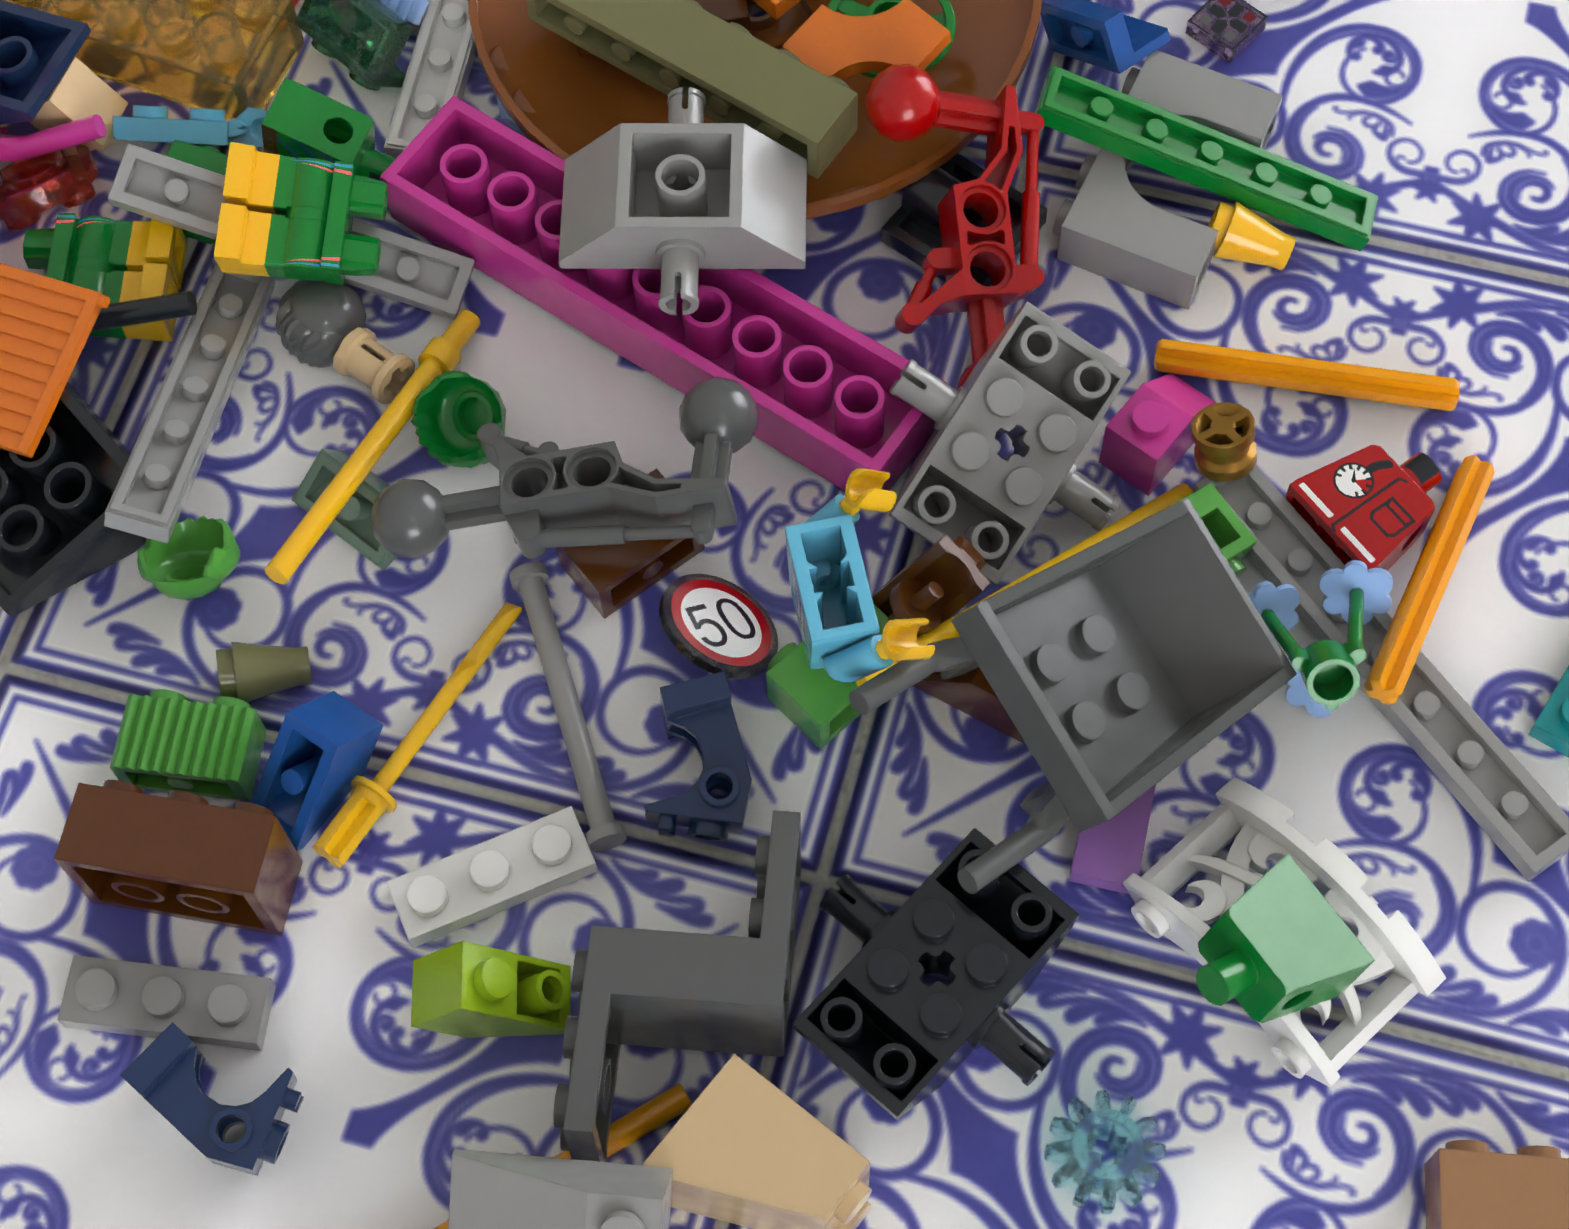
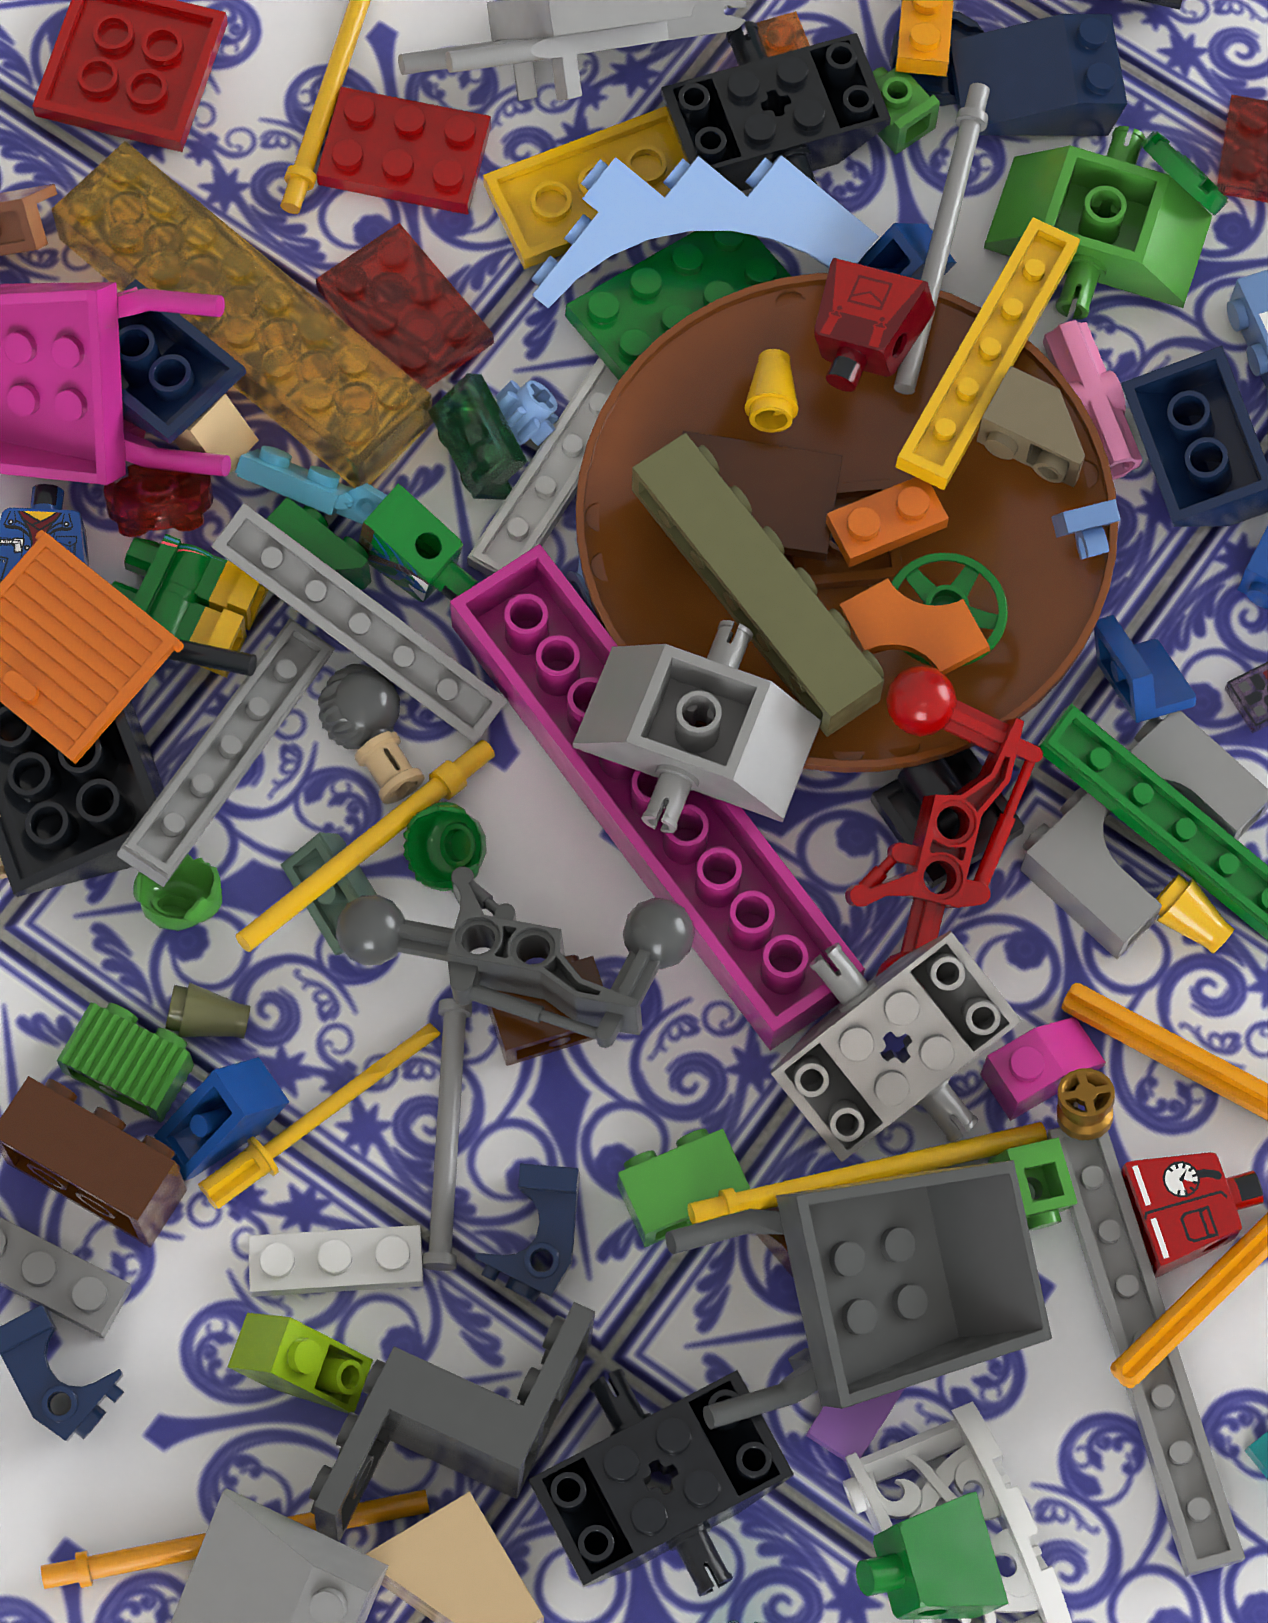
camera: 15 degrees right, 5 degrees up
(296, 217) = (384, 622): green hips -> none
(718, 626) = (596, 1113): piece -> none
(834, 591) = (689, 1135): medium azure torso -> none
(934, 584) = (782, 1149): reddish brown hips -> none
(1326, 667) = (1080, 1341): plant -> none

